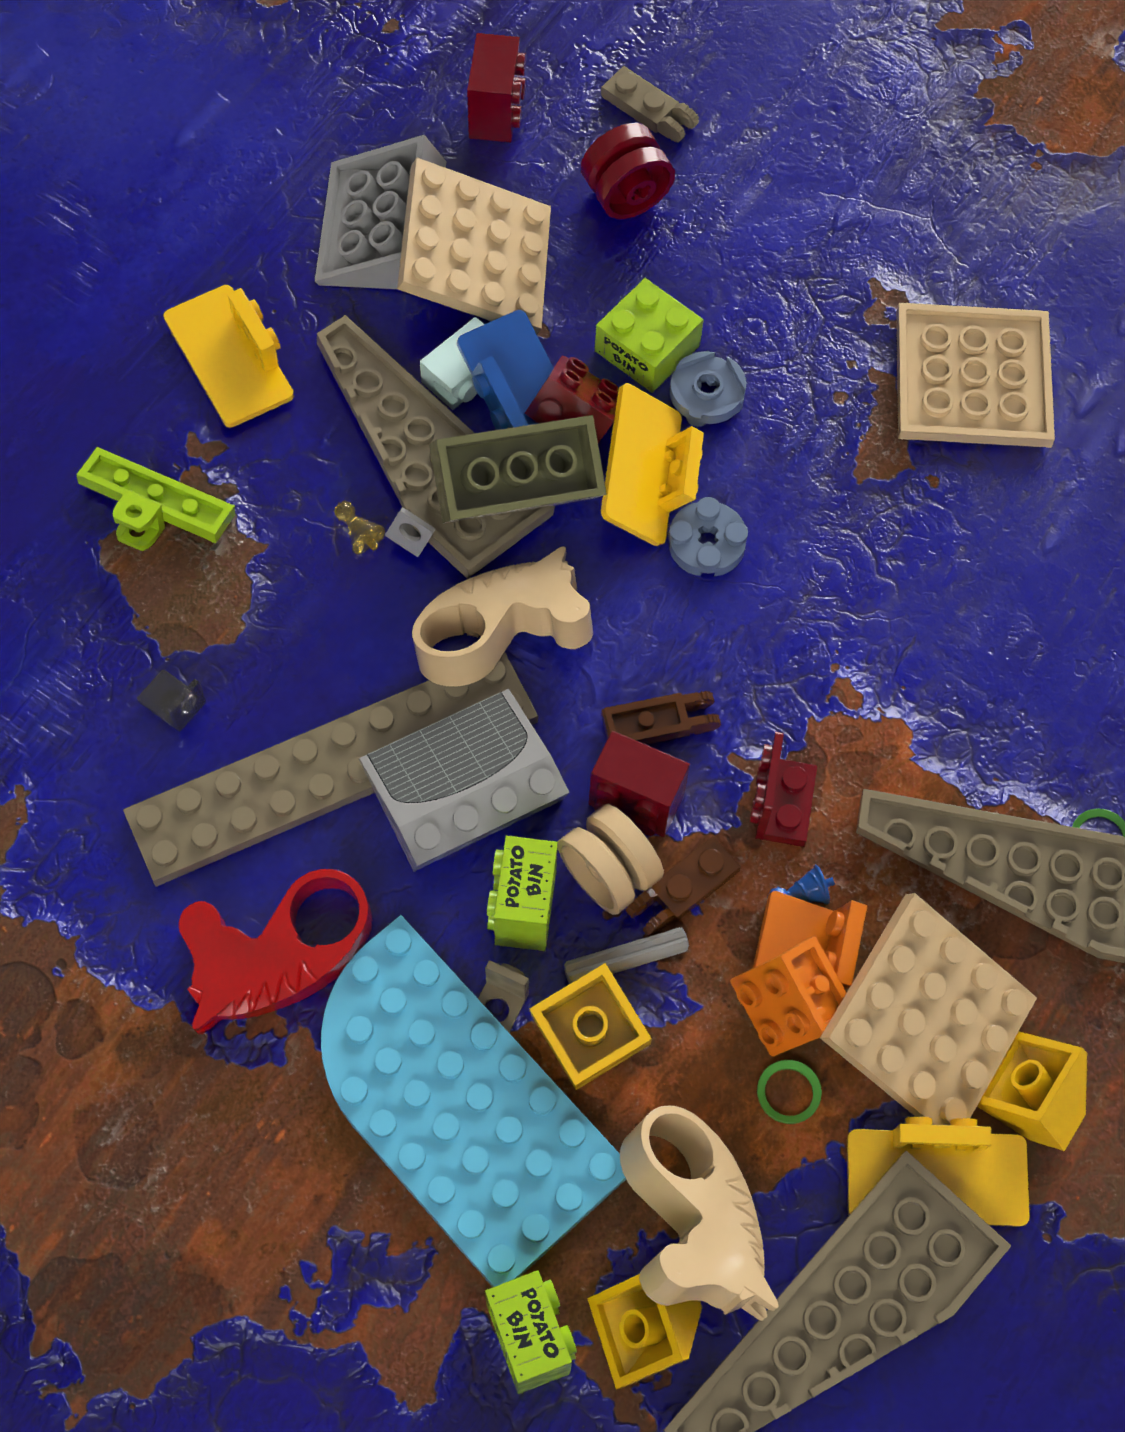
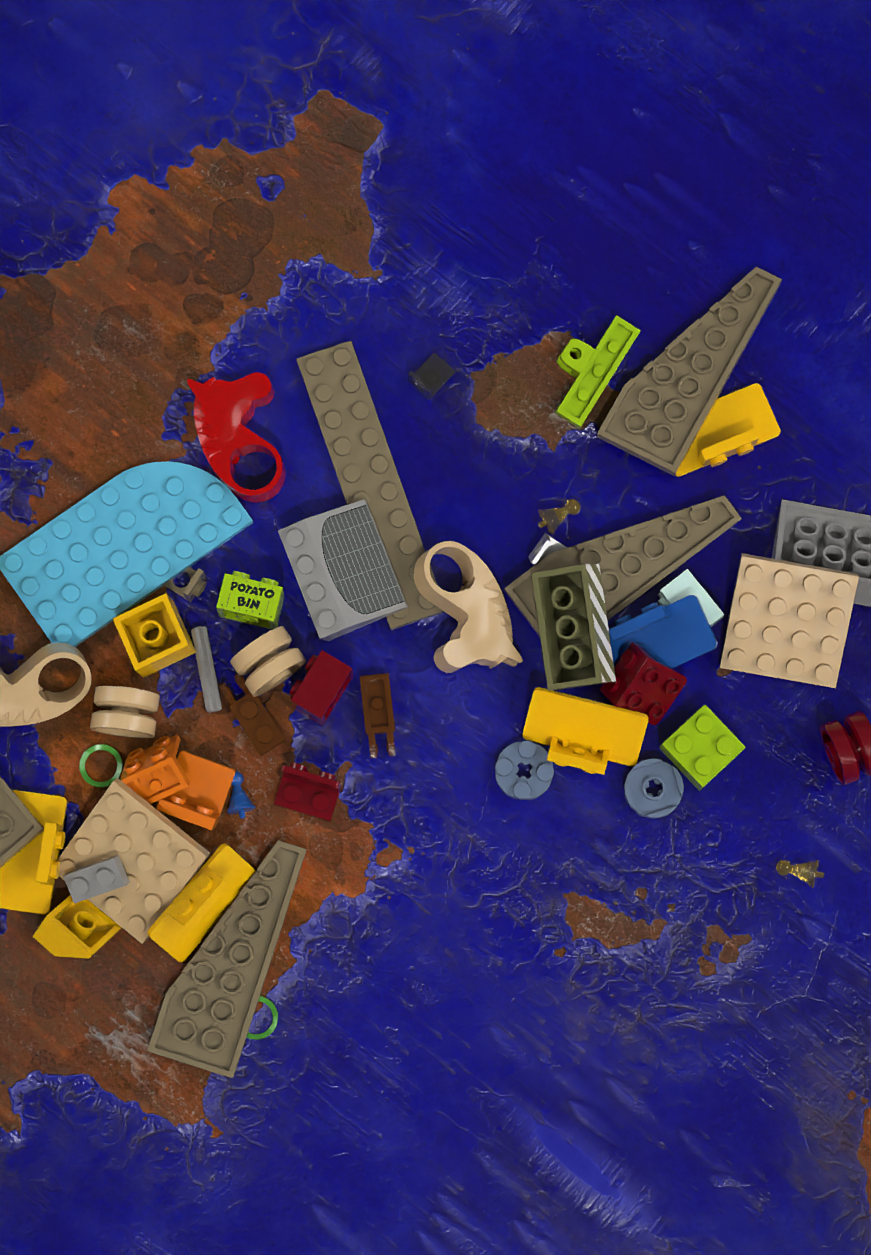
camera: 95 degrees right, 15 degrees up
(178, 397) = (673, 395): none -> dark tan wing
(710, 1051) = (124, 711): none -> tan wheel
(783, 217) = (806, 871): none -> clear yellow piece
(967, 1061) = (96, 879): none -> light grey plate
(974, 375) = (646, 998): tan plate -> none
(974, 909) = (201, 903): none -> yellow bracket

